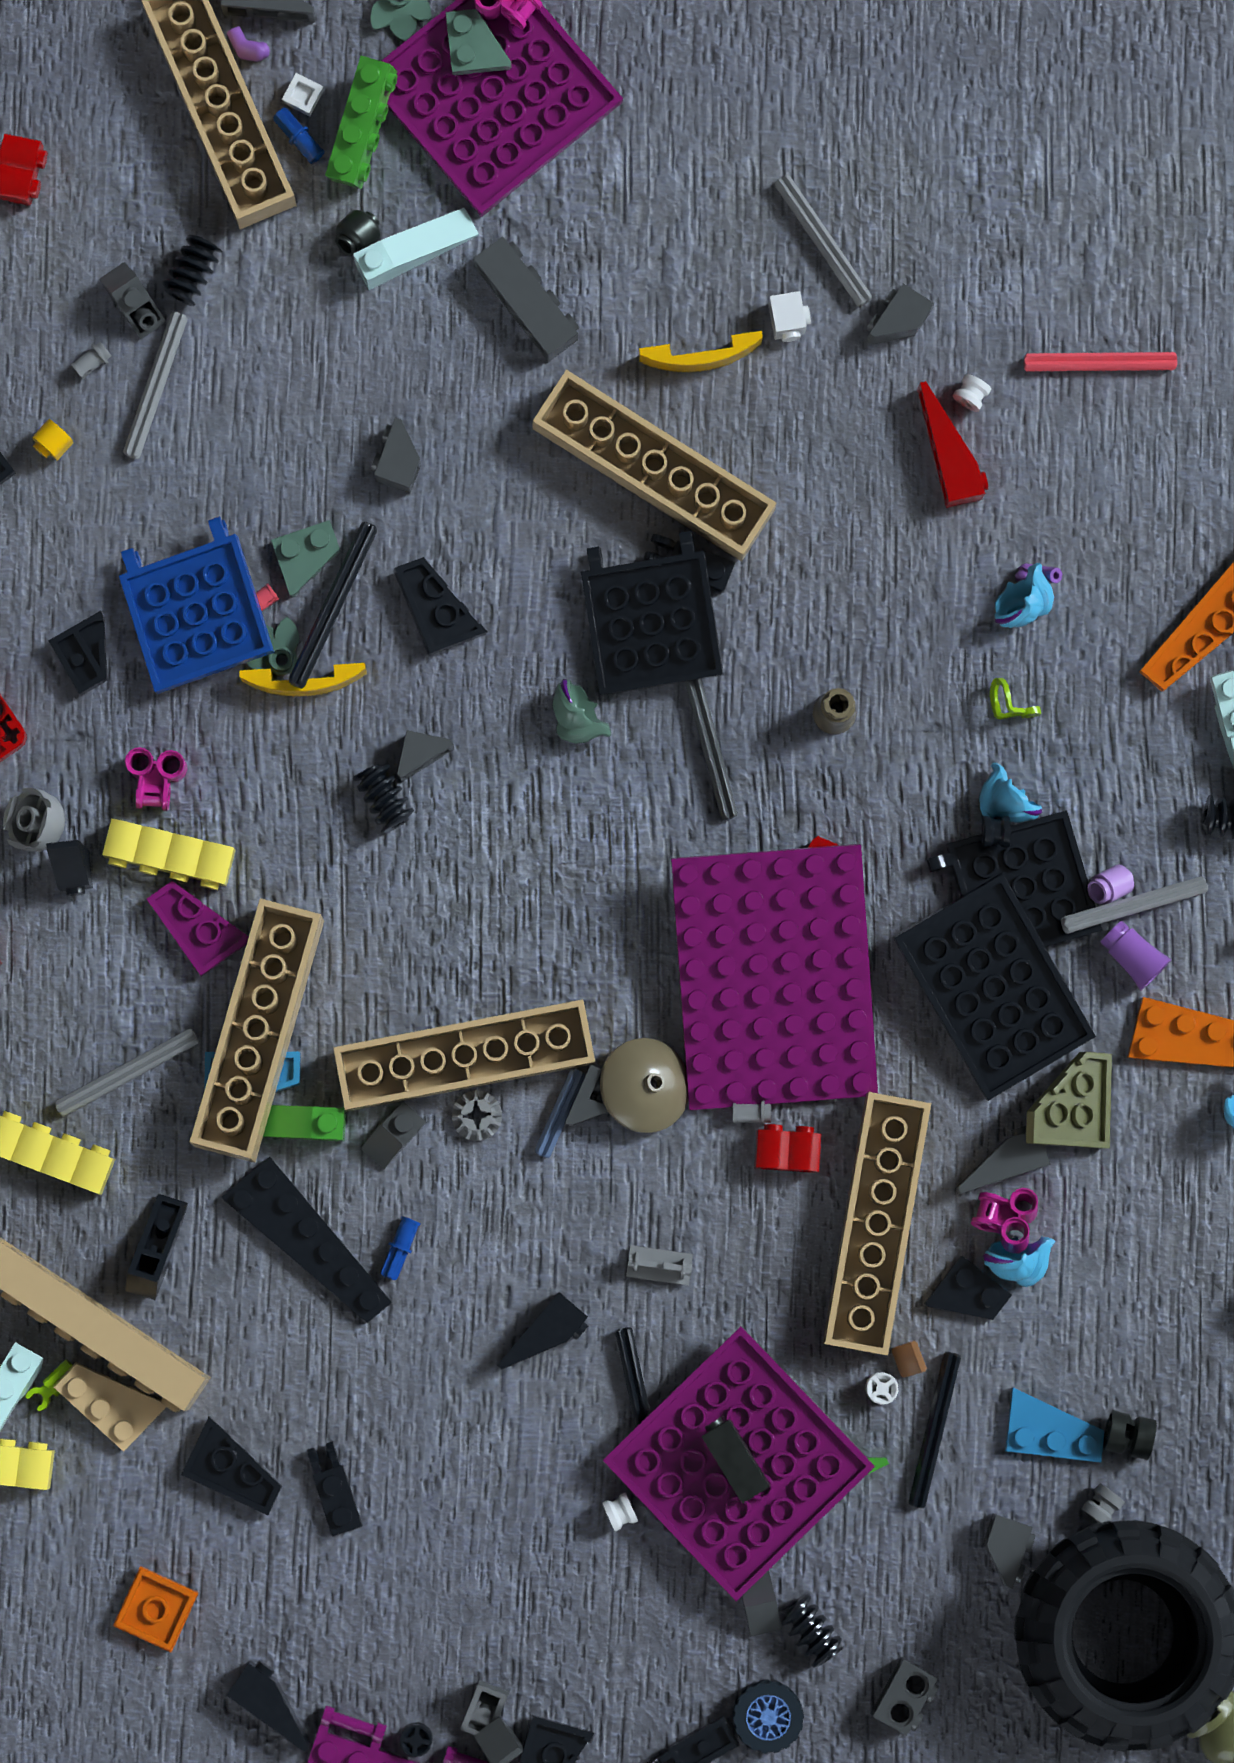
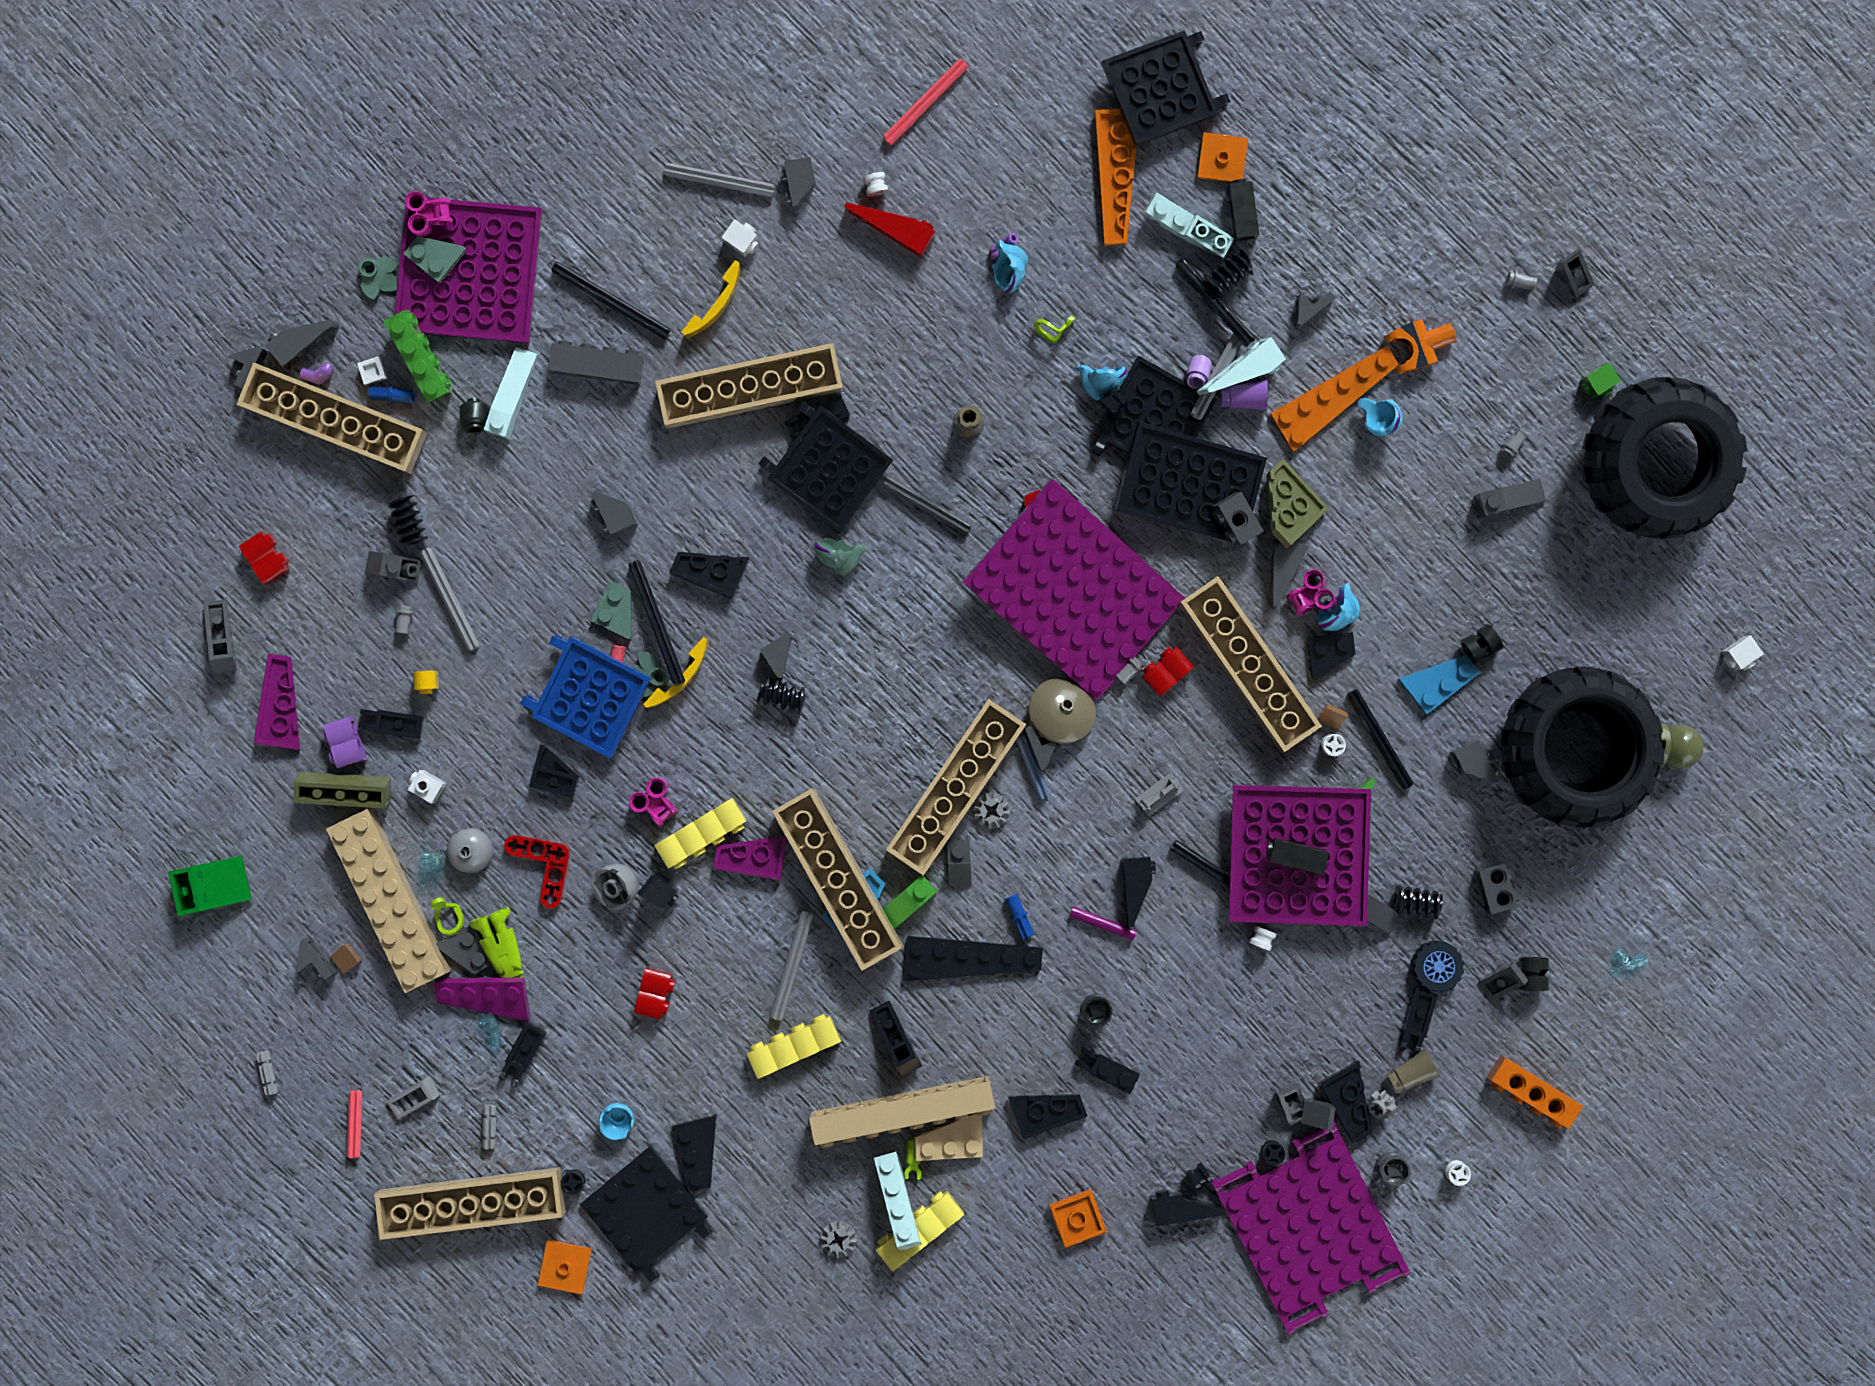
camera: 35 degrees left, 5 degrees up
(319, 1689) = (1199, 1176): none -> black wheel
(382, 1417) = (1096, 1010): none -> pearl dark grey wheel
(475, 1338) = (1103, 923): none -> magenta piece
(602, 253) = (611, 300): none -> black axle
(1010, 1084) = (1248, 526): none -> dark grey brick
(1103, 1504) = (1502, 693): light grey wheel -> none
(1180, 931) = (1258, 360): none -> light aqua slope
(1195, 833) = (1215, 302): none -> black axle

